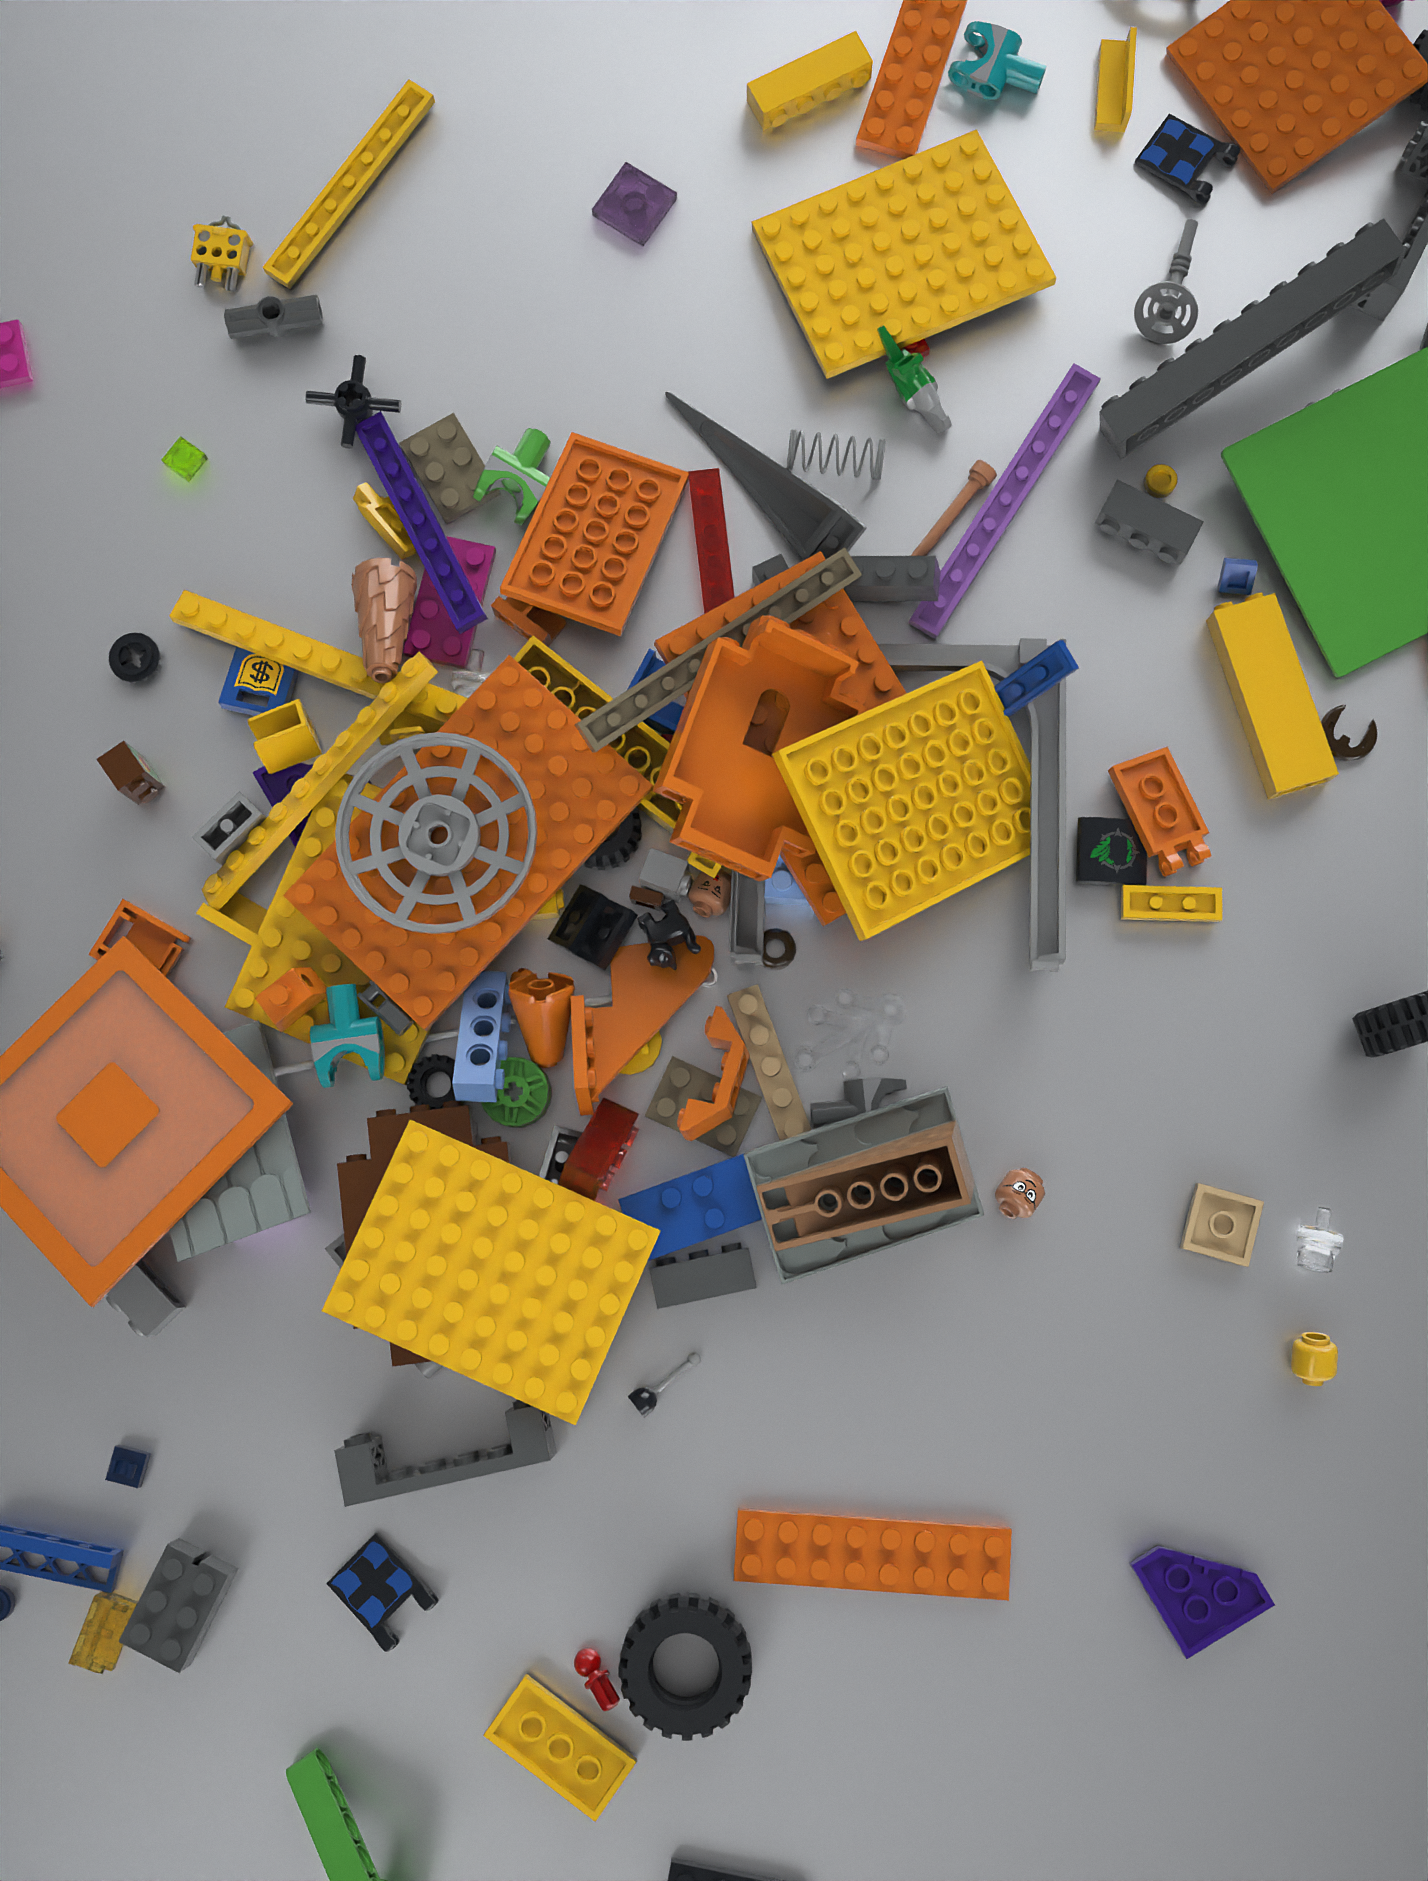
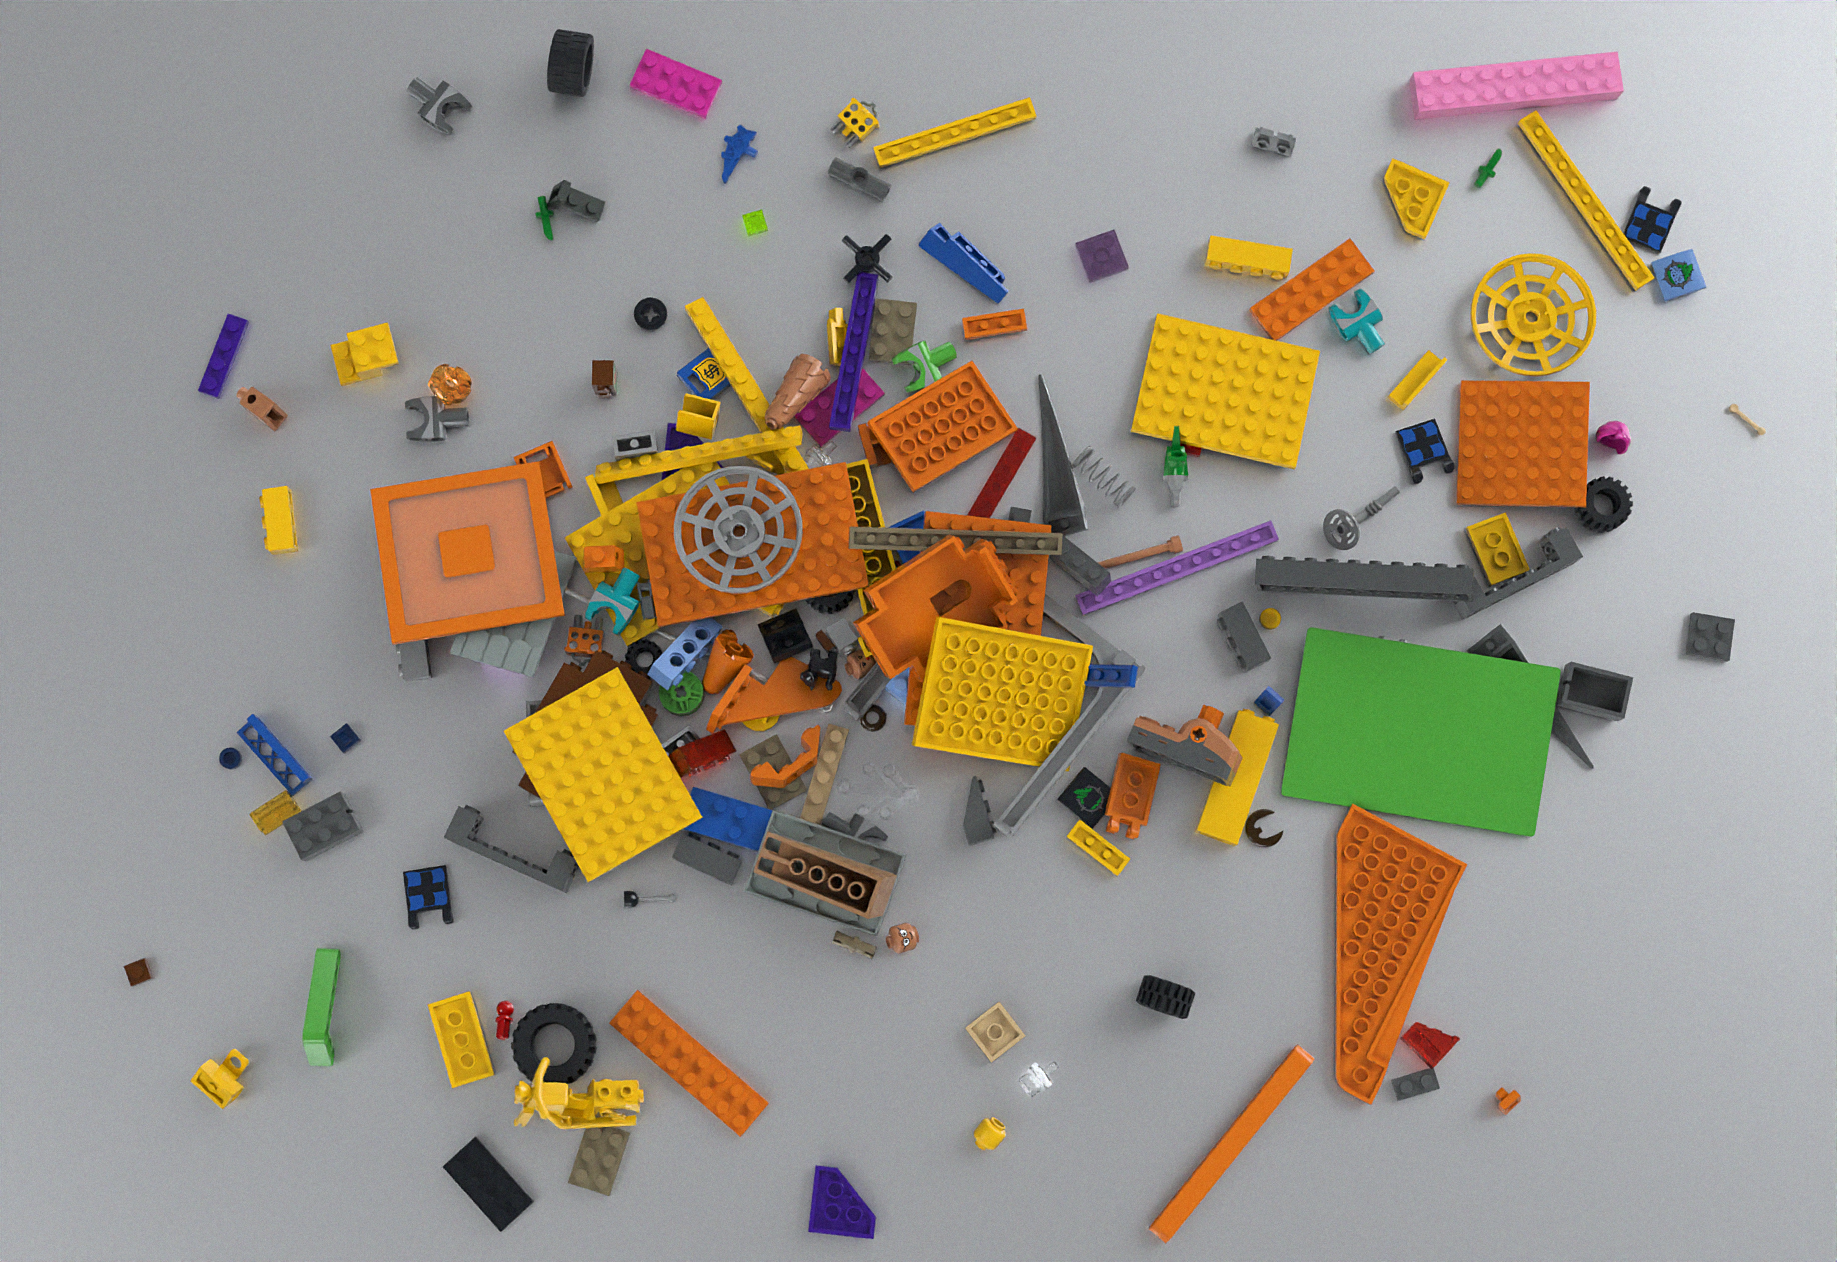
camera: 25 degrees right, 0 degrees up
(97, 389) = (737, 147): none -> blue piece
(345, 1128) = (583, 647): none -> orange piece
(474, 323) = (965, 260): none -> blue wedge
(566, 371) = (994, 324): none -> orange plate
(776, 1724) = (578, 1110): none -> yellow piece
(849, 1765) = (599, 1159): none -> dark tan plate
(966, 1246) = (854, 944): none -> dark tan pin
(997, 978) = (976, 820): none -> dark grey slope
(1234, 688) = (1195, 748): none -> piece
(1354, 198) = (1497, 549): none -> yellow plate

